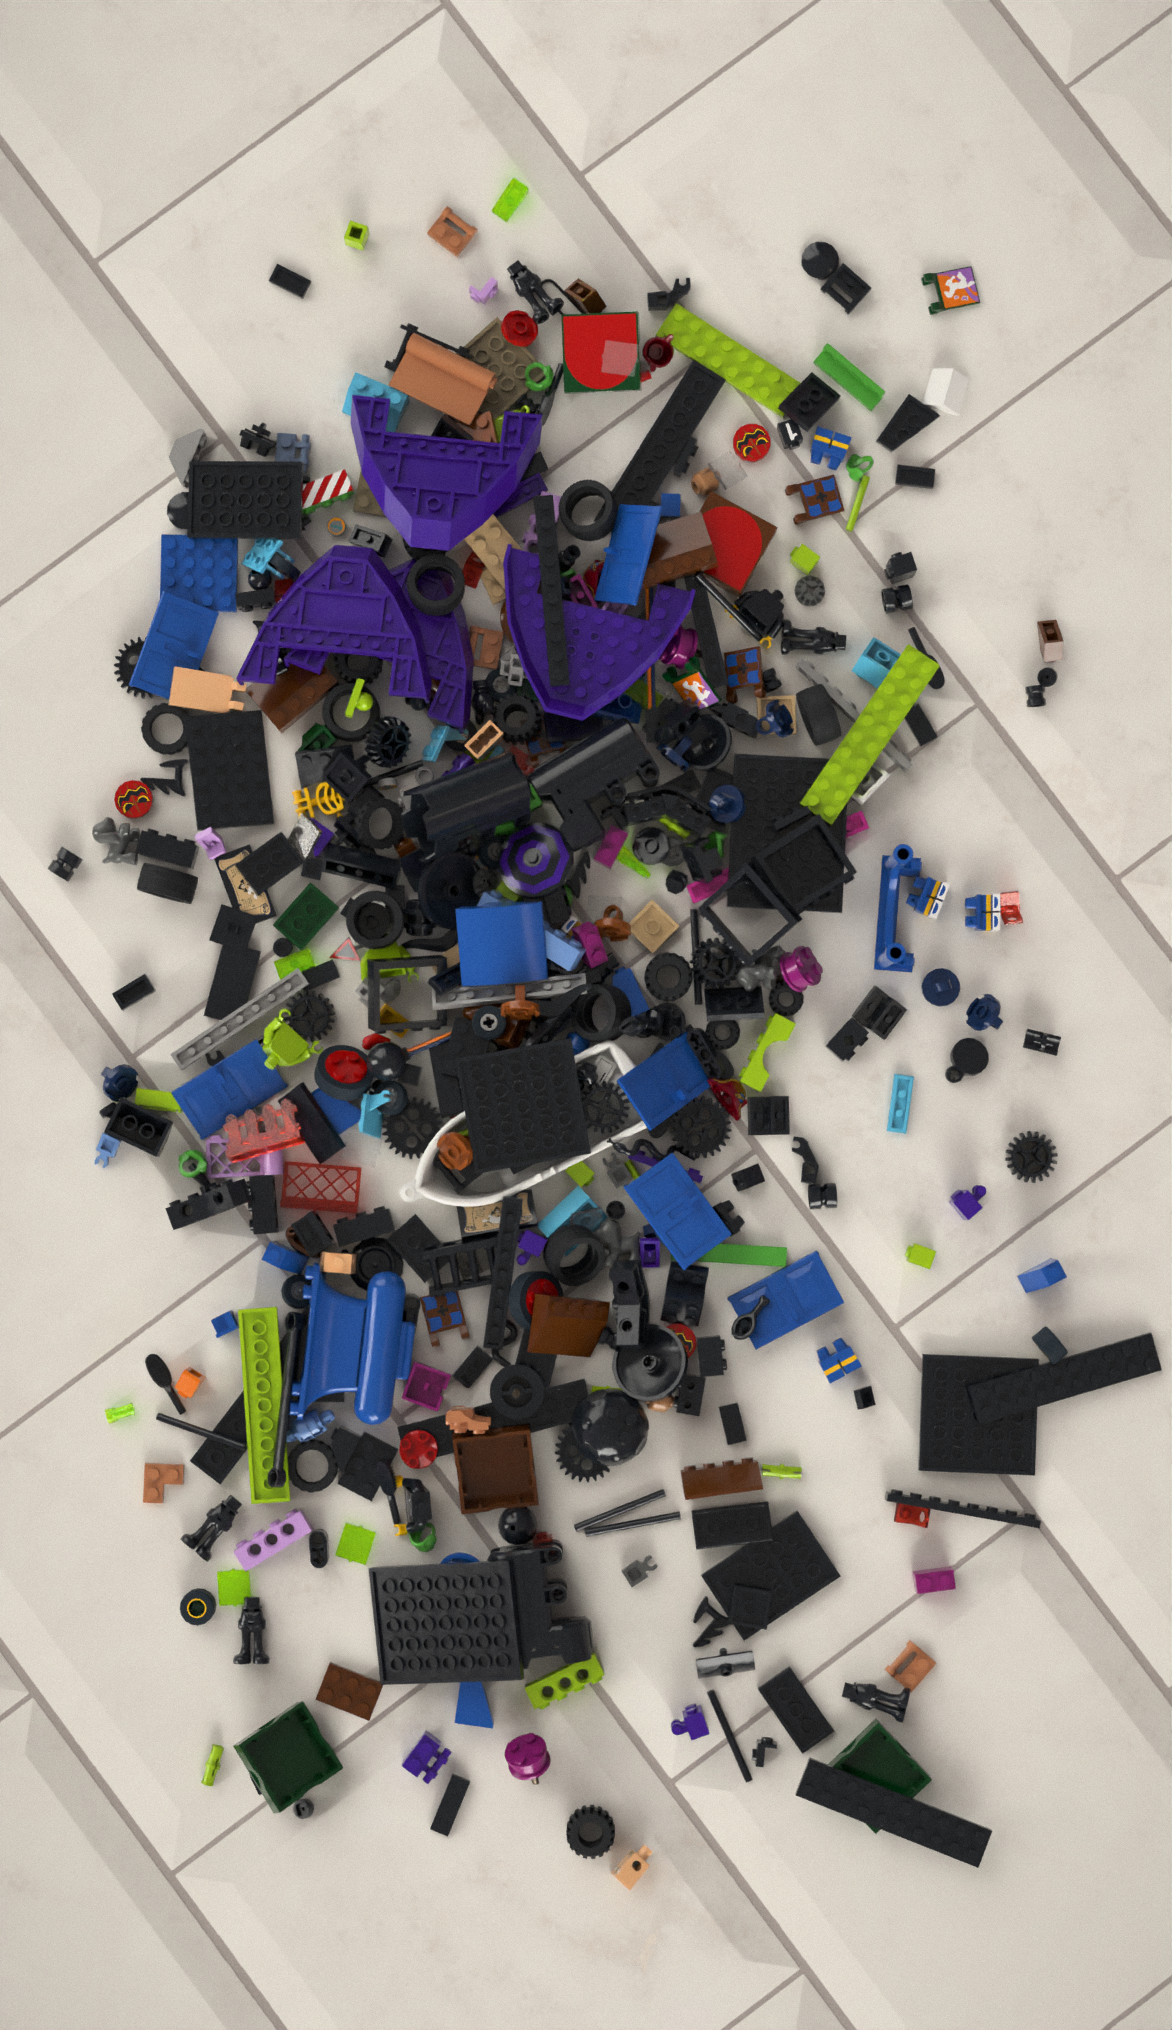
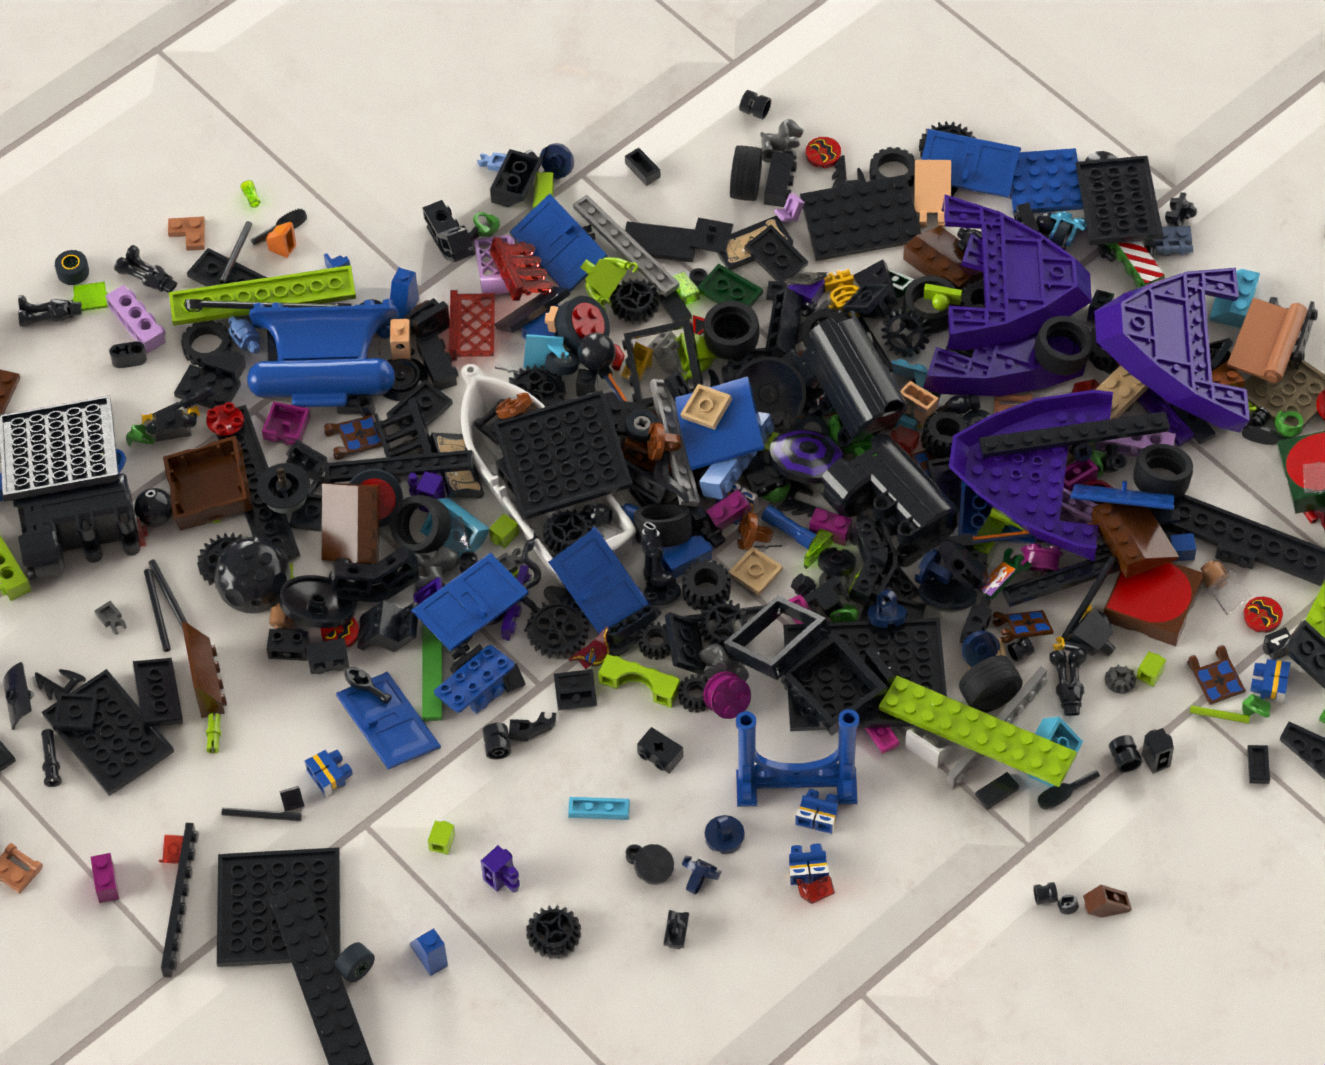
camera: 85 degrees right, 30 degrees down
(185, 450) = (1160, 157): light grey slope -> none
(263, 1204) = (440, 282): black brick -> none
(335, 1104) = (550, 319): none -> light nougat plate
(336, 526) = (1109, 281): light grey tile -> none
(355, 1543) = (133, 386): clear neon green piece -> none
(463, 1418) = (255, 439): nougat bracket -> none
(490, 955) = (706, 406): none -> tan plate
(606, 887) = (777, 519): none -> blue axle
(732, 1423) = (260, 686): black tile -> none
(755, 1212) = (476, 681): none -> blue bracket
(770, 1633) = (50, 765): none -> black pin
(874, 1427) = (261, 814): none -> black bar
(879, 1012) = (691, 780): black slope -> none

